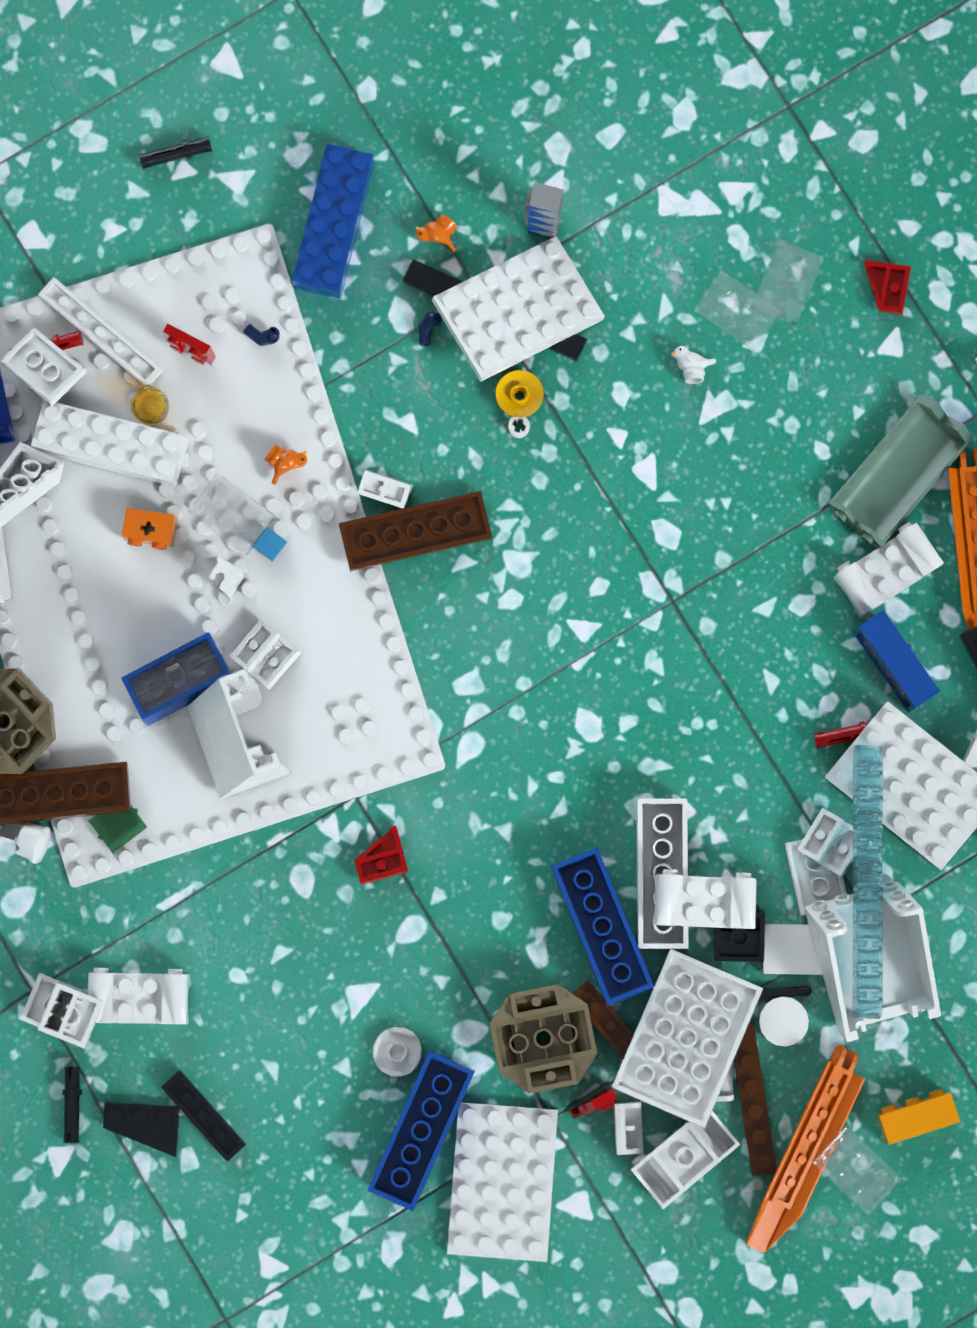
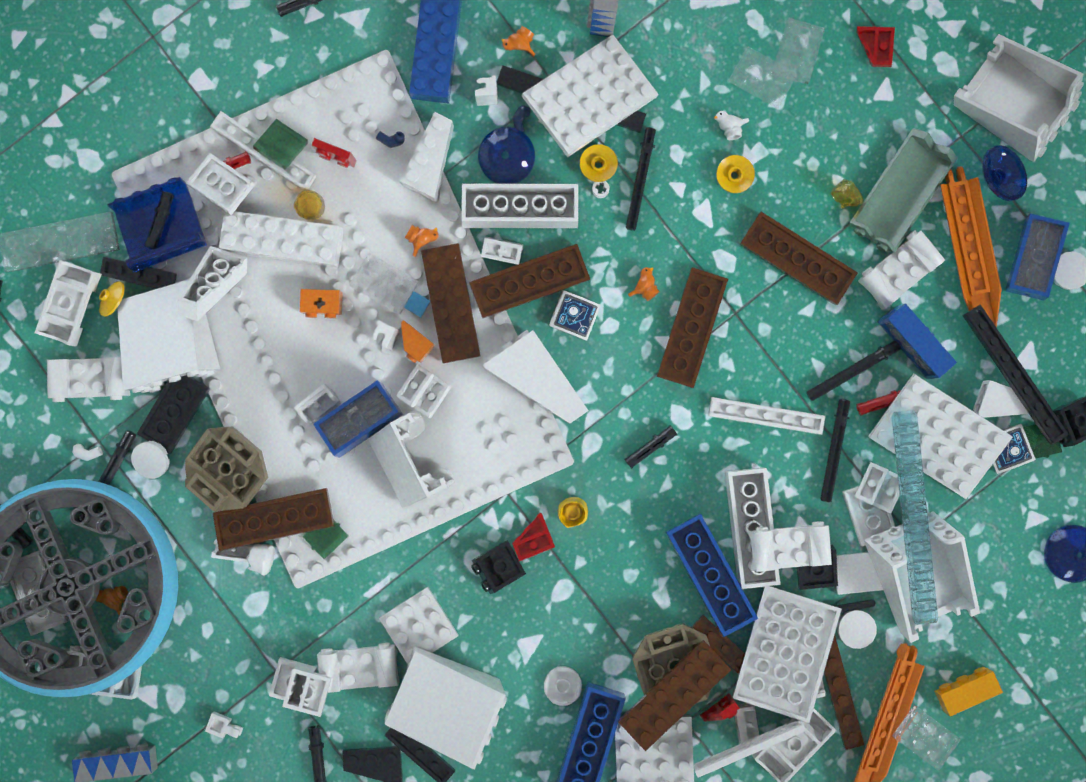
camera: 10 degrees left, 5 degrees up
(123, 326) = (280, 144): none -> clear green tile
(128, 654) = (316, 404): none -> white hinge
(222, 954) = (419, 624): none -> white plate
(244, 1054) = (447, 706): none -> white windscreen
(262, 593) = (415, 343): none -> orange slope
(306, 366) = (429, 159): none -> white wedge
(312, 548) = (450, 303): none -> reddish brown plate
(332, 888) = (497, 567): none -> black plate
(391, 293) = (488, 94): none -> white hinge
(405, 645) = (534, 373): none -> white windscreen
(413, 435) = (520, 205): none -> white brick
(421, 377) = (520, 158): none -> clear blue dish
(436, 829) = (572, 512): none -> yellow hair
(467, 580) = (574, 315): none -> slope
(536, 1072) = (674, 695): none -> reddish brown plate
(562, 553) = (646, 285): none -> orange animal
(570, 744) = (651, 446): none -> black pin
(581, 387) = (646, 152): none -> black axle
(614, 613) = (692, 327): none -> reddish brown plate
(625, 1152) = (749, 747): none -> white tile
(694, 415) = (739, 165): none -> yellow dish
(697, 735) = (766, 415): none -> white tile
(759, 541) = (798, 258): none -> reddish brown plate
(780, 789) = (835, 450): none -> black axle
(814, 690) = (855, 369): none -> black axle
(828, 467) = (847, 194): none -> clear yellow hair

